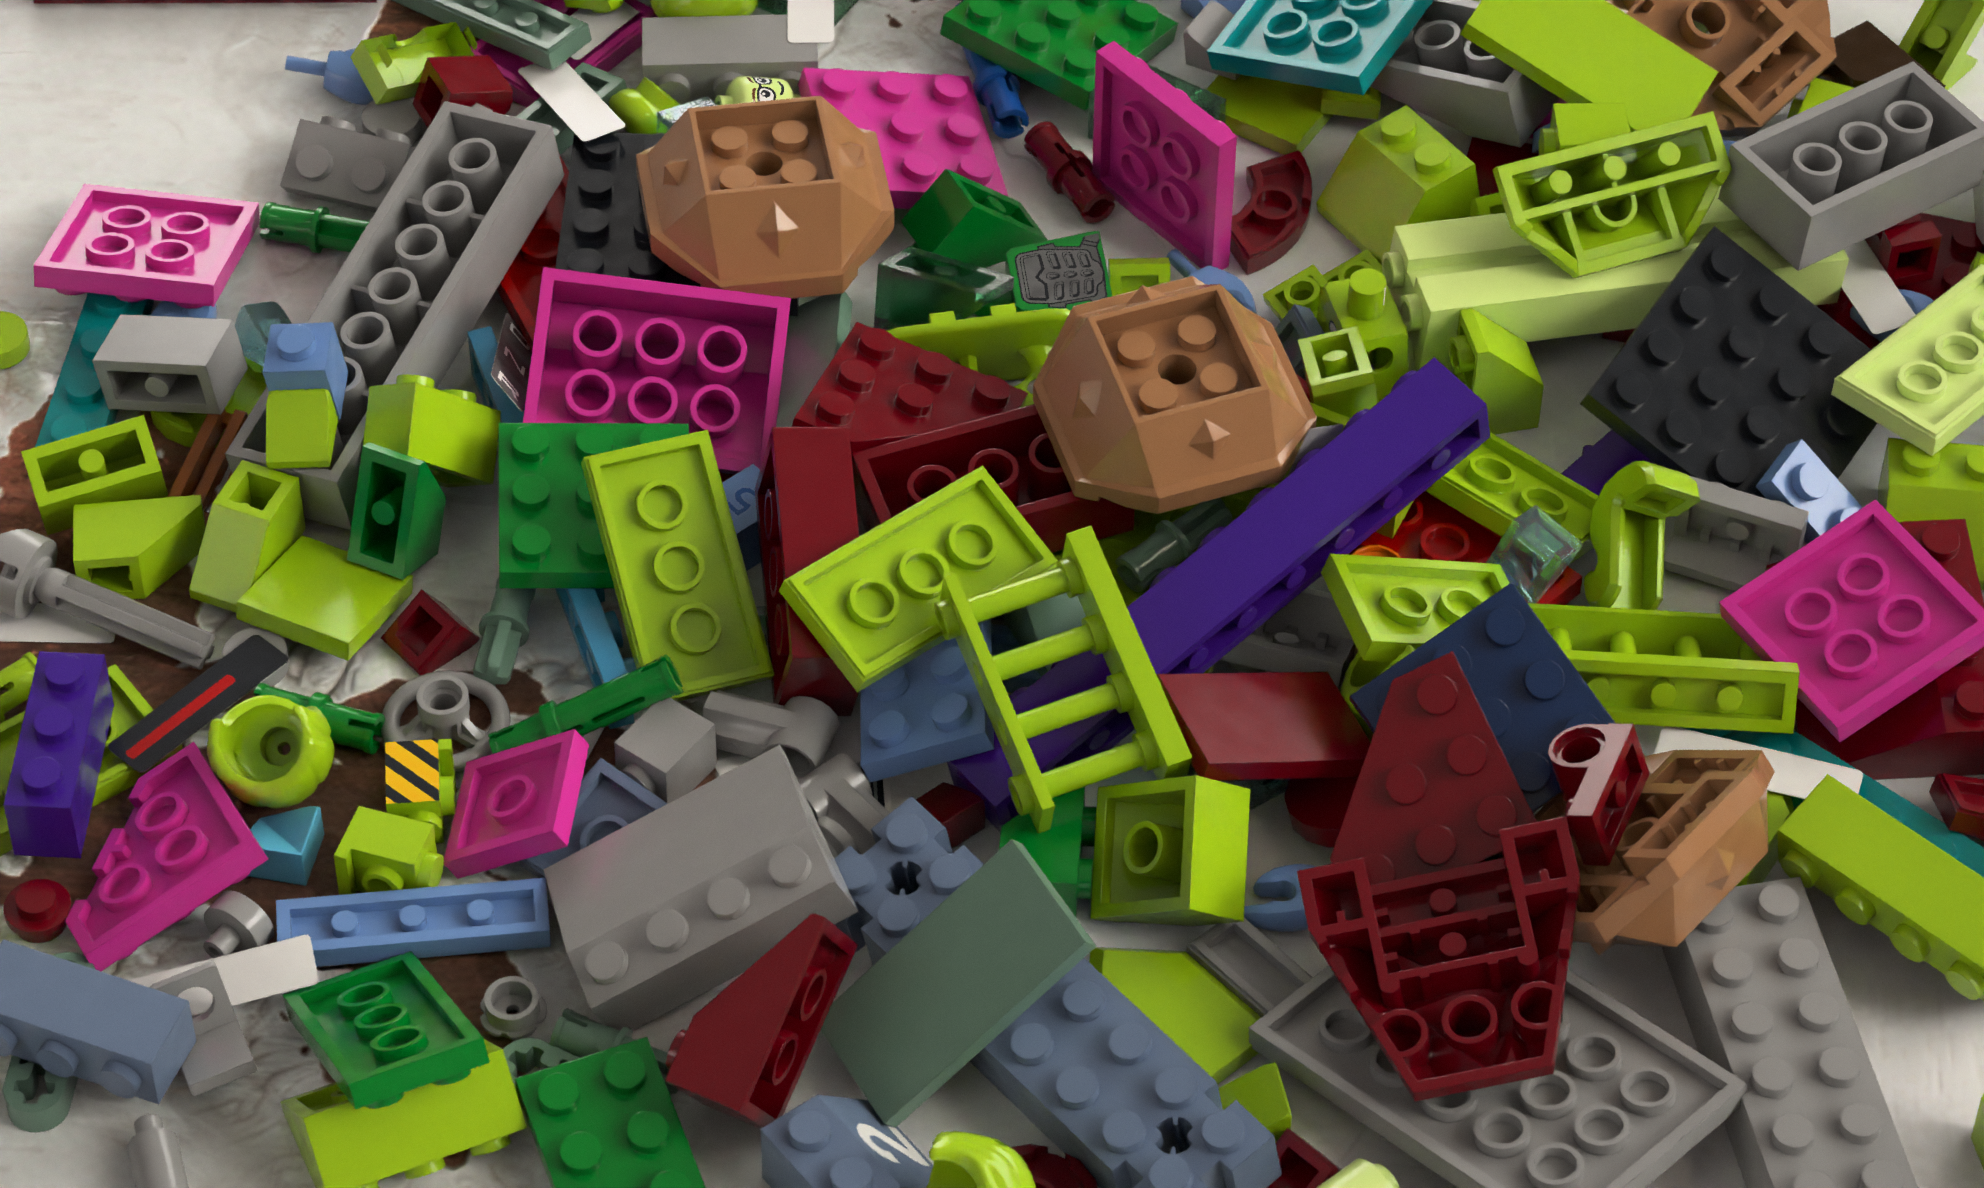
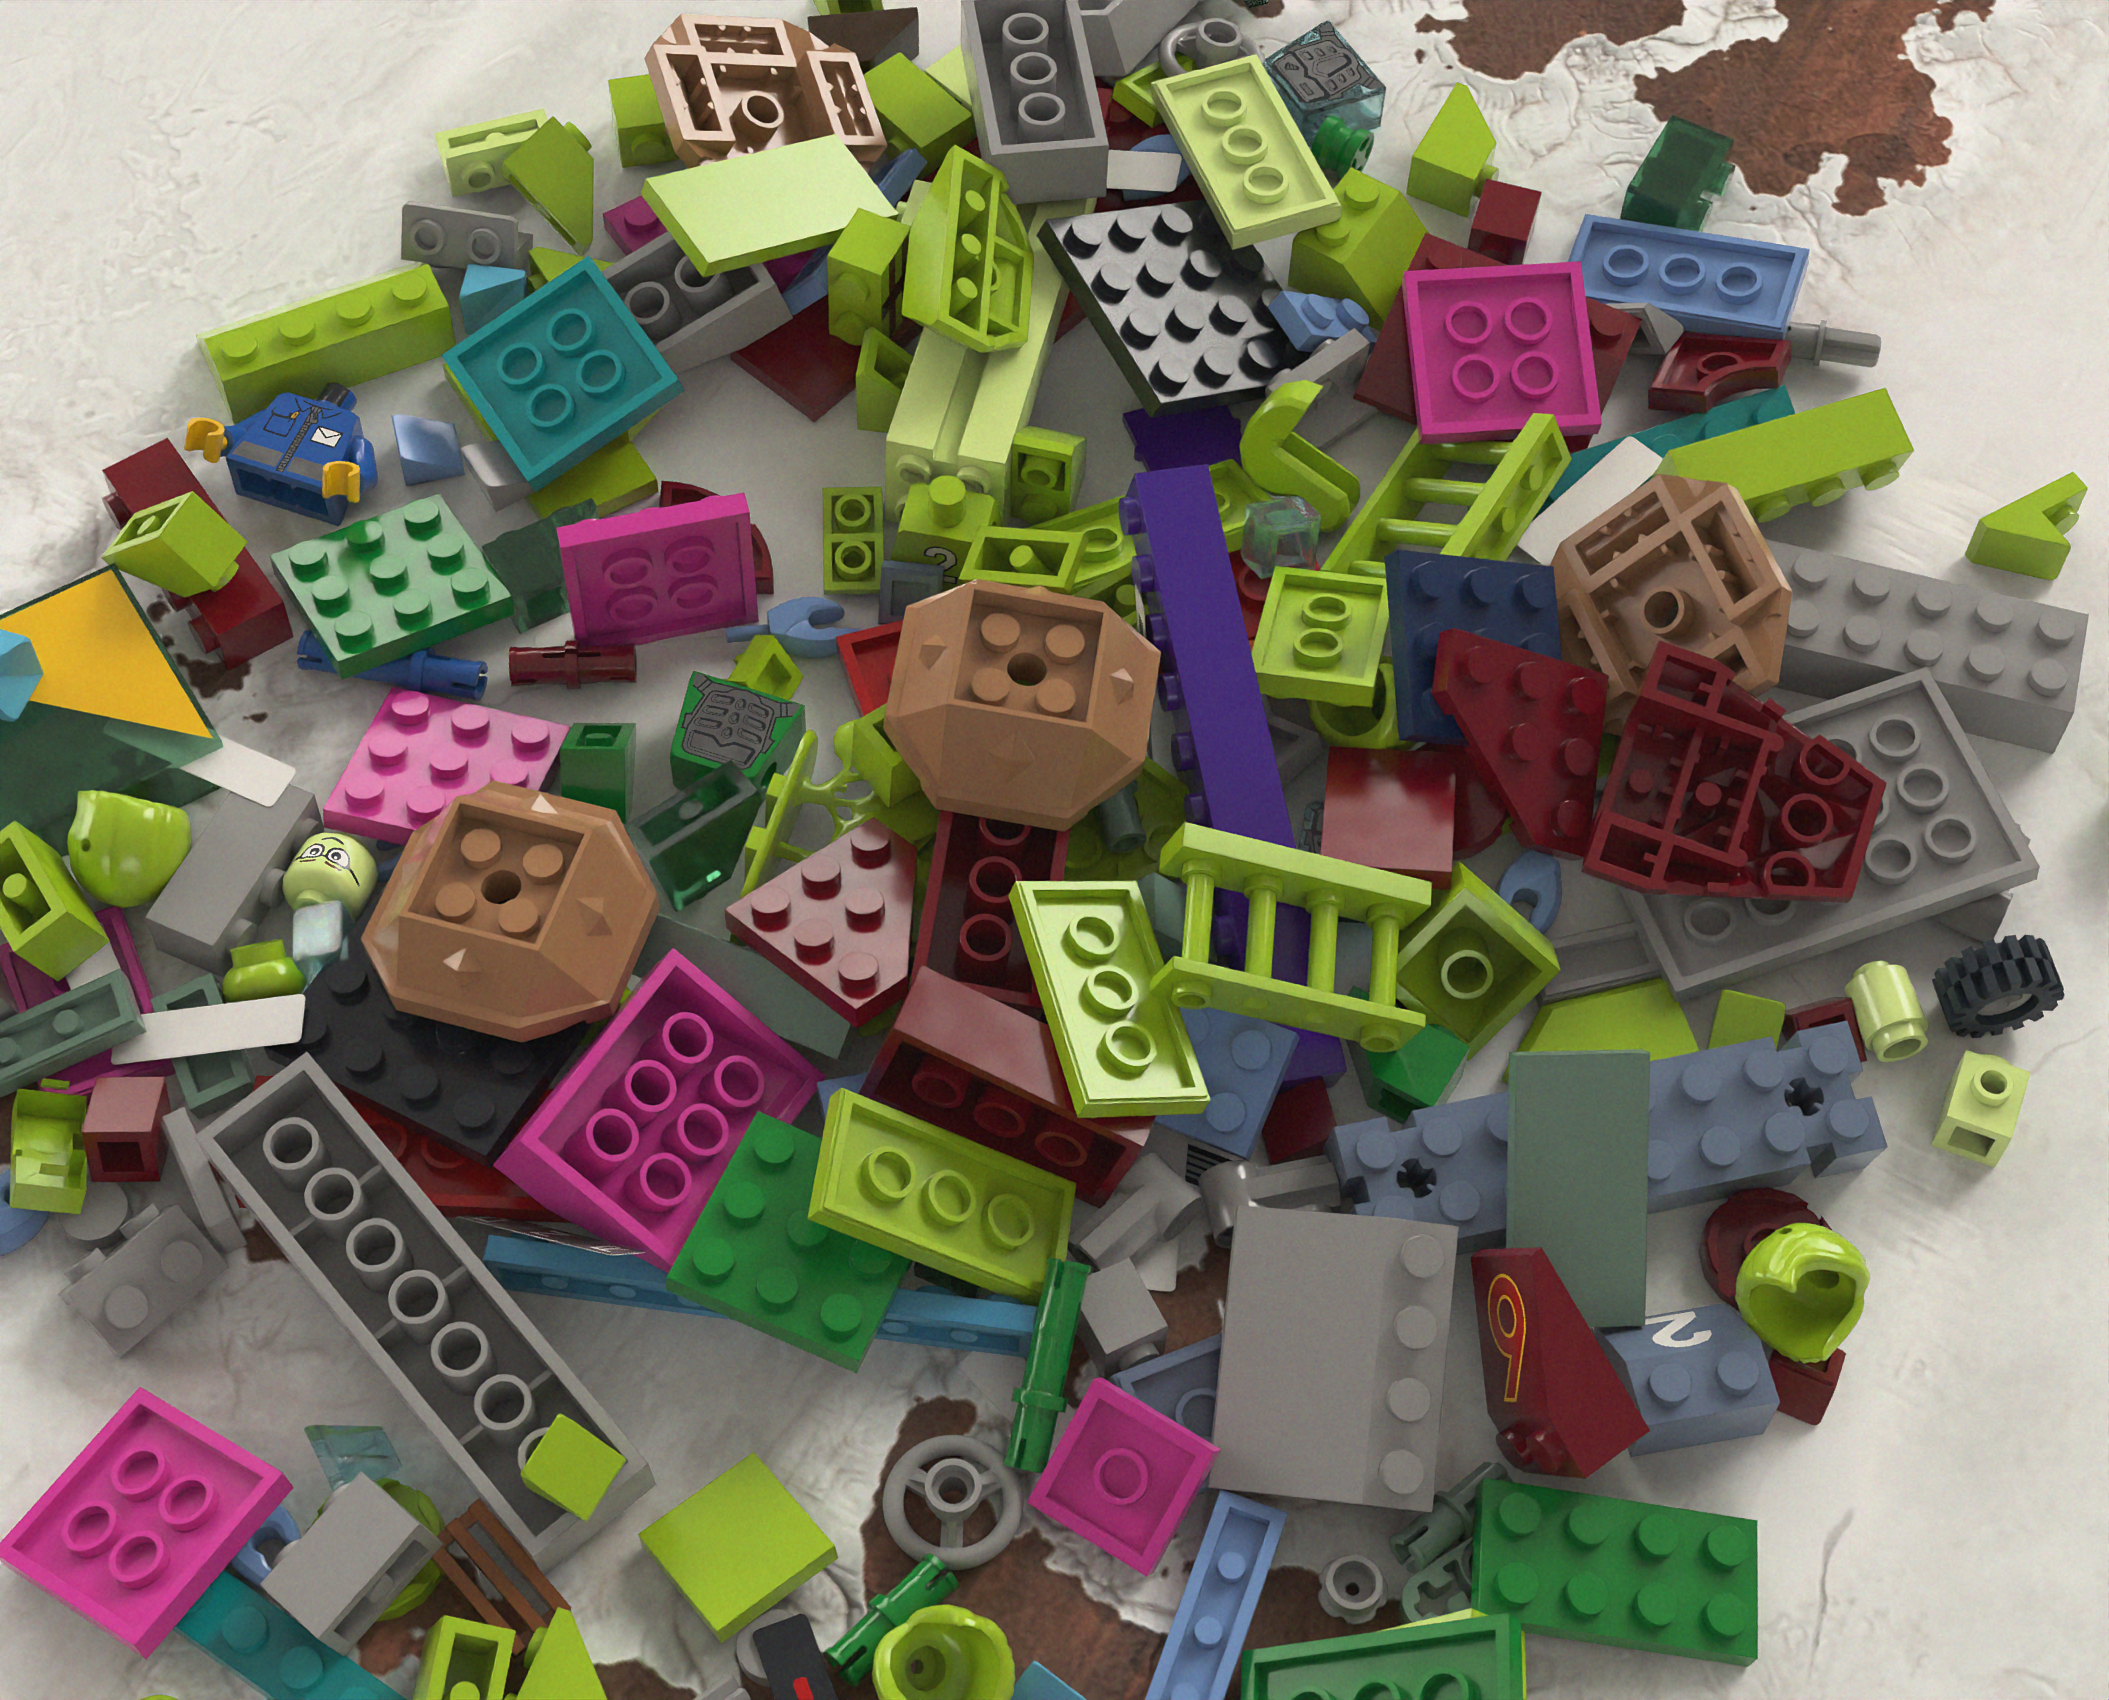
camera: 65 degrees left, 10 degrees up
(246, 533) = (631, 1588): lime slope -> none
(306, 359) = (506, 1422): medium blue brick -> none
(310, 227) = (210, 1345): green axle -> none
(386, 854) = (1121, 1624): lime brick -> none
(395, 513) = (700, 1434): green slope -> none
(421, 781) = (1051, 1562): brick -> none
(428, 634) = (831, 1471): dark red slope -> none
(437, 427) = (620, 1349): lime brick -> none
(503, 633) = (875, 1400): sand green axle -> none
(1395, 177) = (779, 427): lime slope -> none
(1600, 781) = (1618, 603): dark red plate -> none

